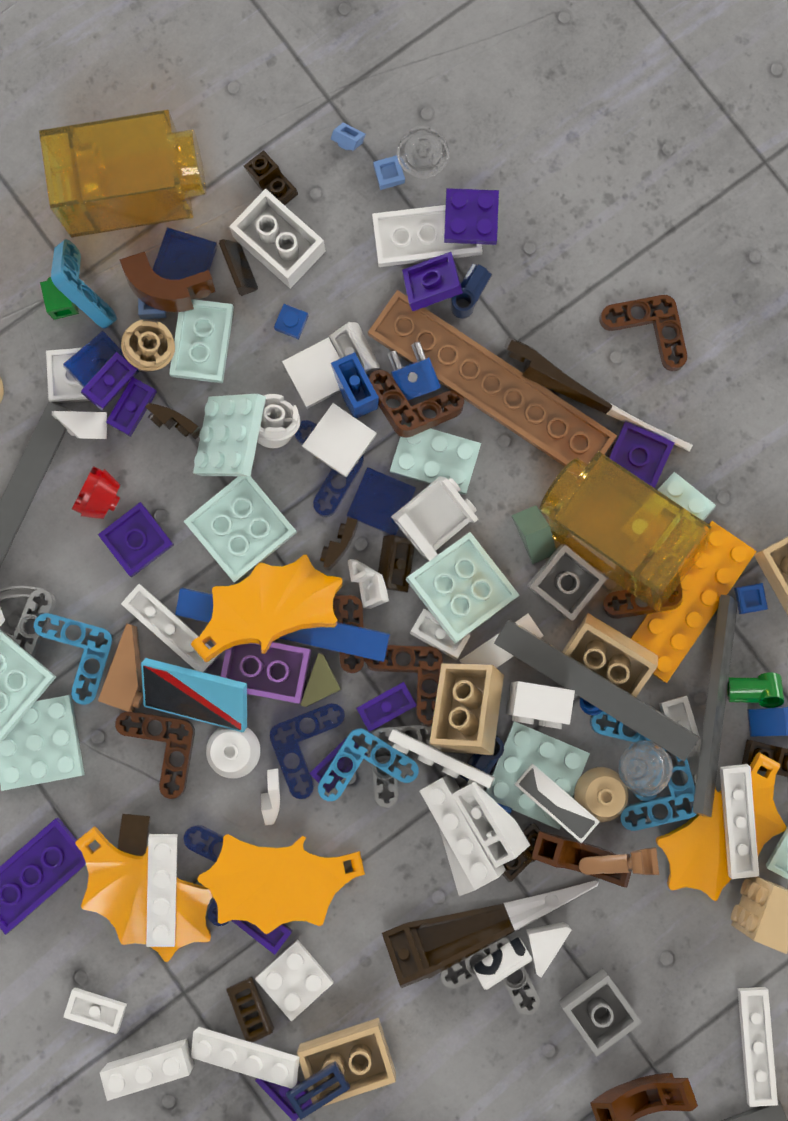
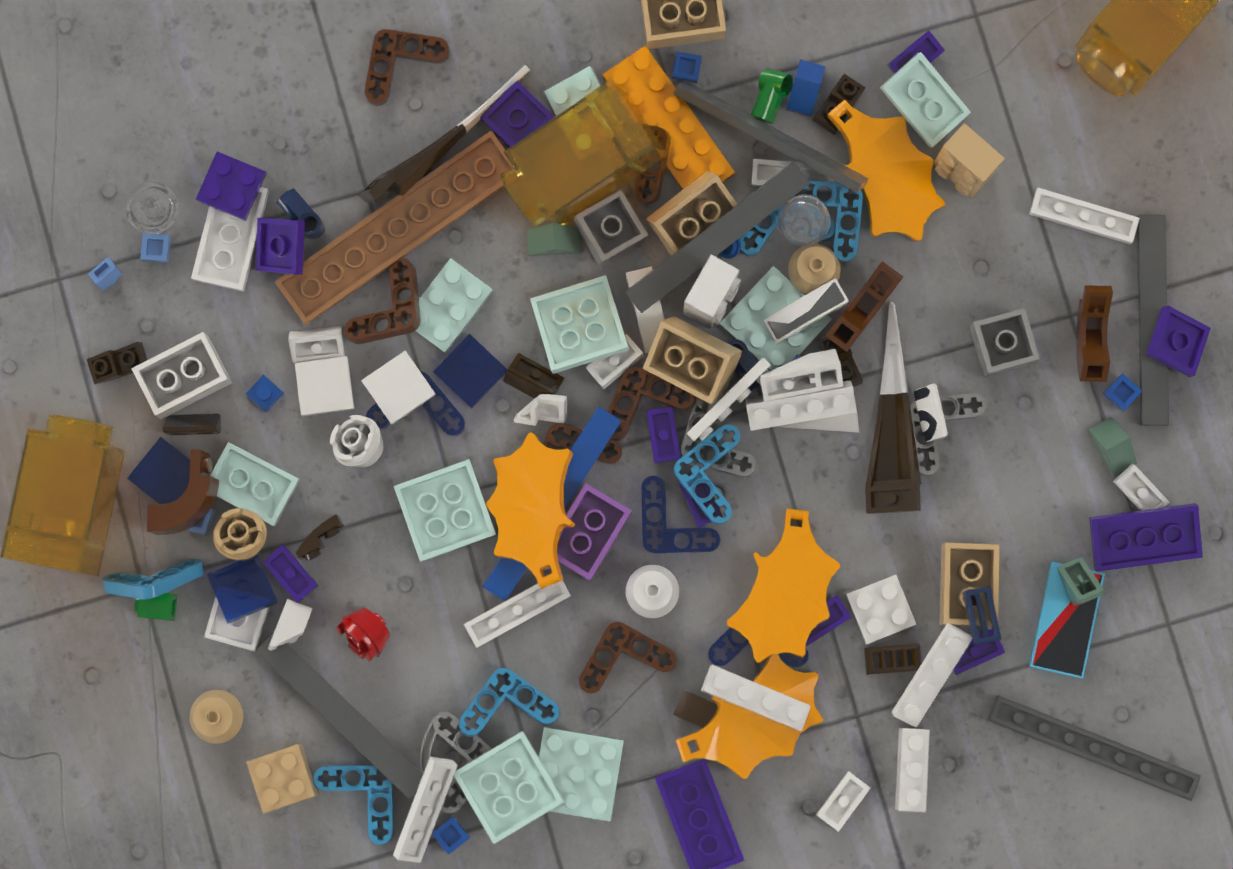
camera: 70 degrees left, 0 degrees up
(109, 381) = (260, 583): dark purple plate -> none
(124, 679) = (550, 669): medium nougat slope -> none
(135, 539) = (420, 613): dark purple plate -> none
(194, 694) = (588, 605): tile -> none
(229, 435) = (356, 487): light aqua plate -> none
(271, 801) = (711, 570): white slope -> none
(321, 682) = (619, 486): olive slope -> none
(335, 551) = (502, 432): dark brown slope -> none
(355, 386) = (352, 354): blue slope -> none
(416, 377) = (366, 294): blue piece -> none
(435, 516) = (503, 325): white panel -> none
(545, 944) = (929, 370): white slope -> none
(641, 862) = (884, 254): medium nougat piece -> none
(739, 821) = (881, 155): white plate -> none

